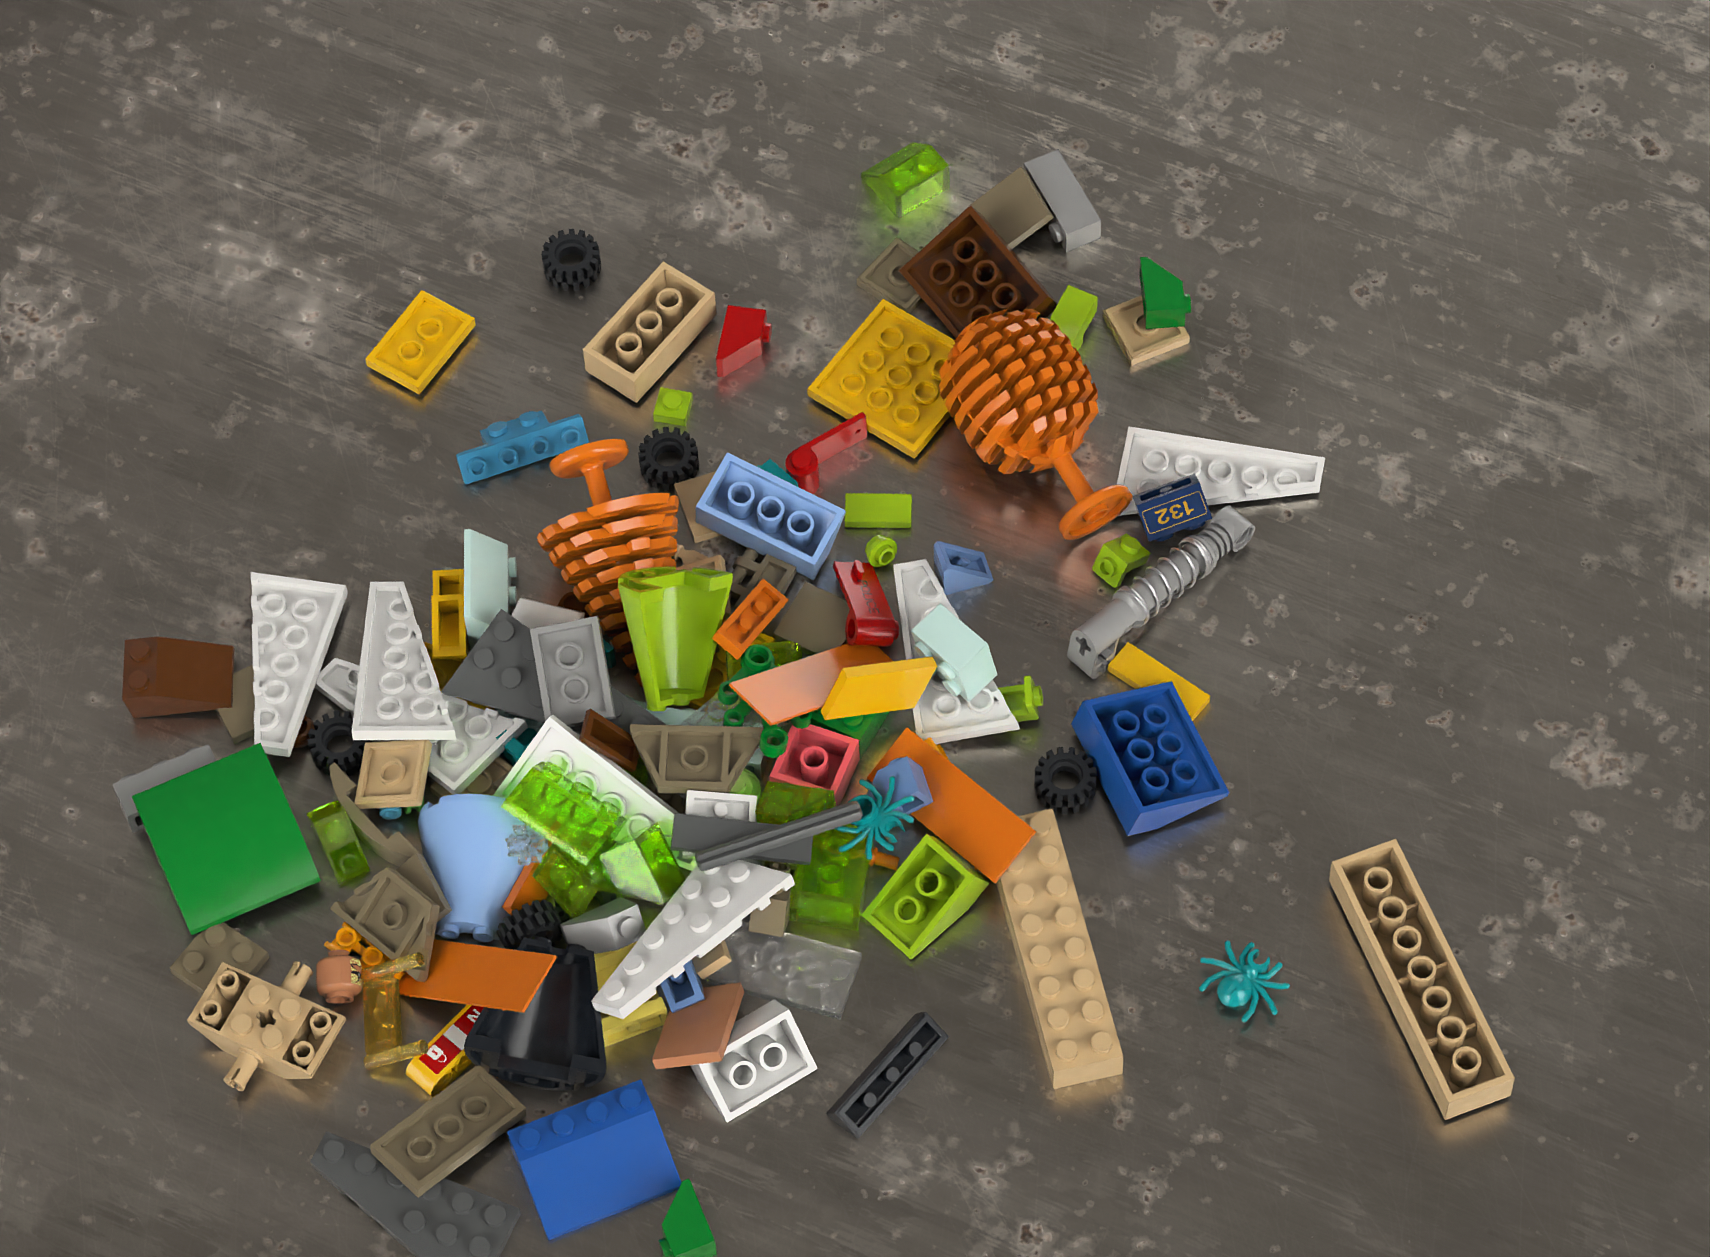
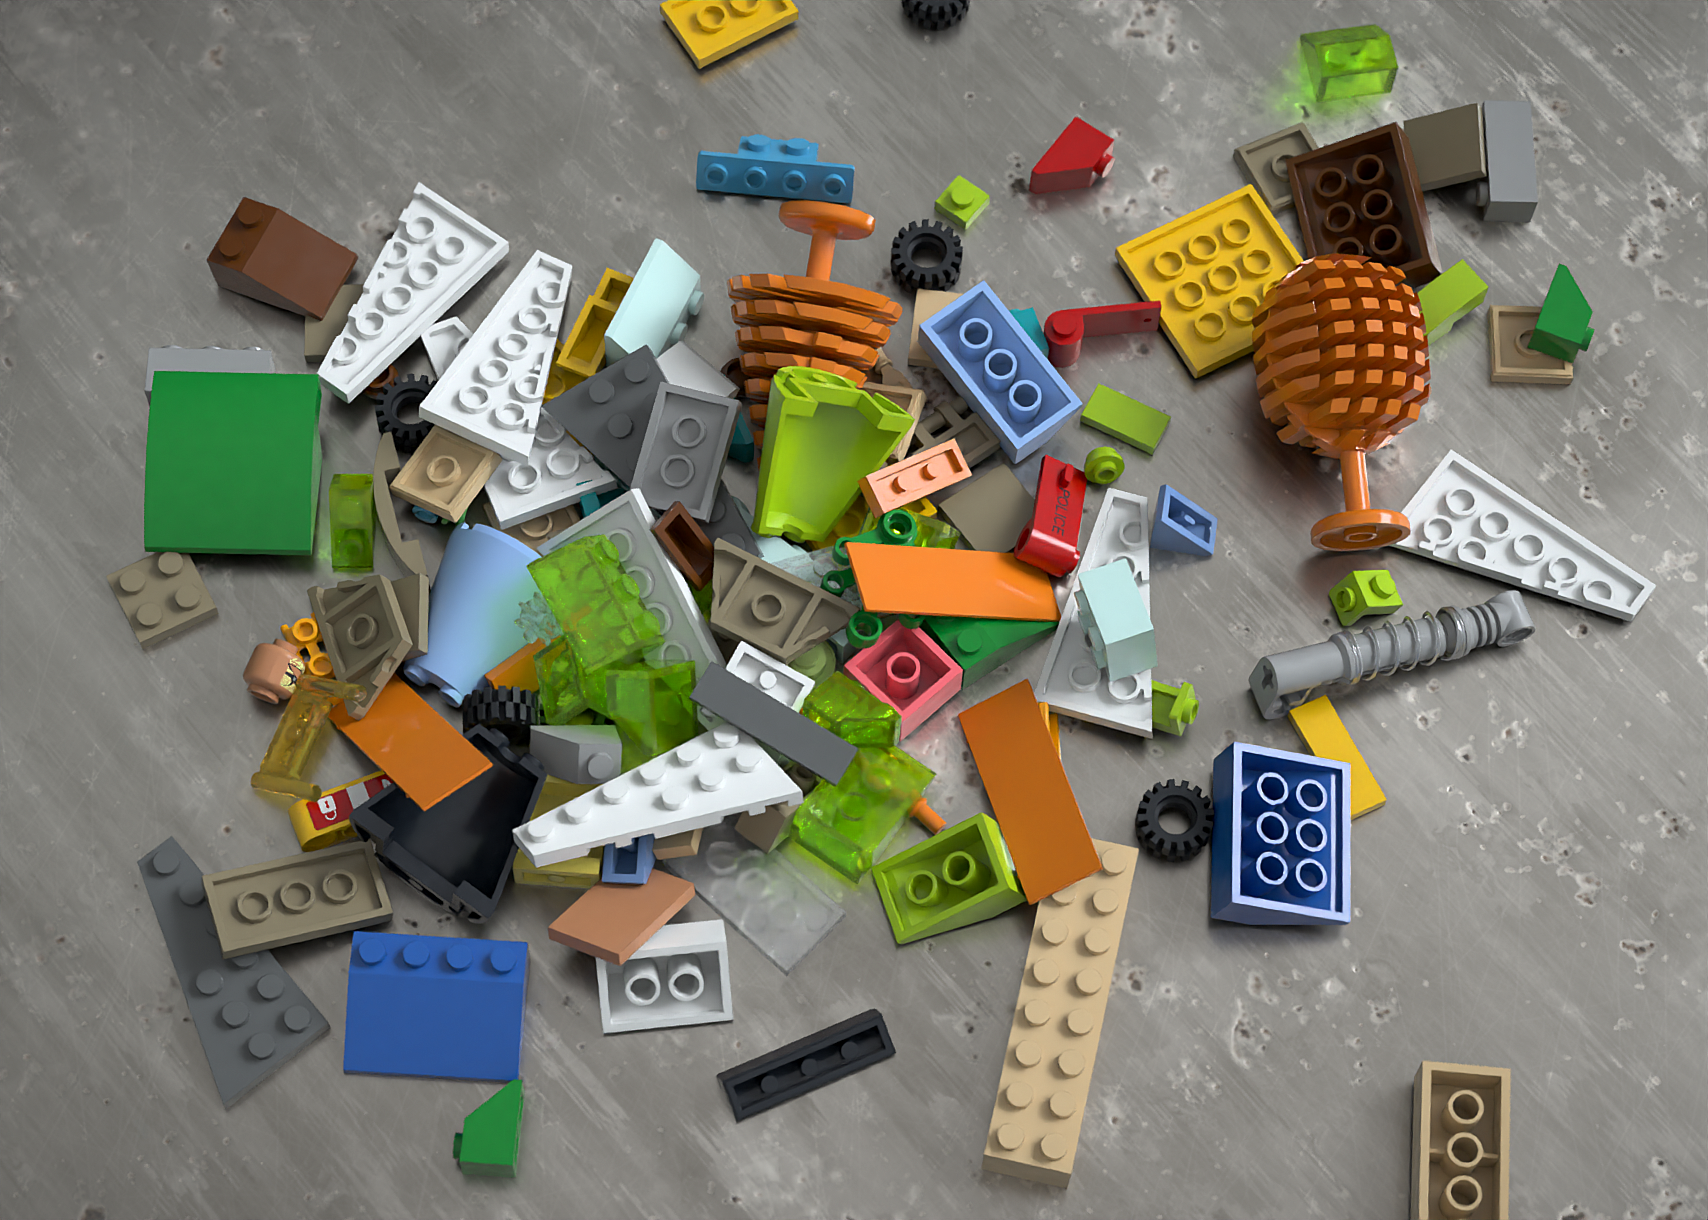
camera: 20 degrees right, 5 degrees up
(265, 1024) = (149, 658): tan slope -> none
(649, 332) = (977, 108): tan brick -> none
(778, 836) = (813, 739): dark grey axle -> none
(876, 818) = (932, 766): teal animal -> none
(878, 688) = (1010, 622): yellow tile -> none
(908, 782) = (975, 748): medium blue slope -> none
(1172, 508) = (1451, 565): dark blue brick -> none
(1244, 979) = (1257, 1147): teal animal -> none

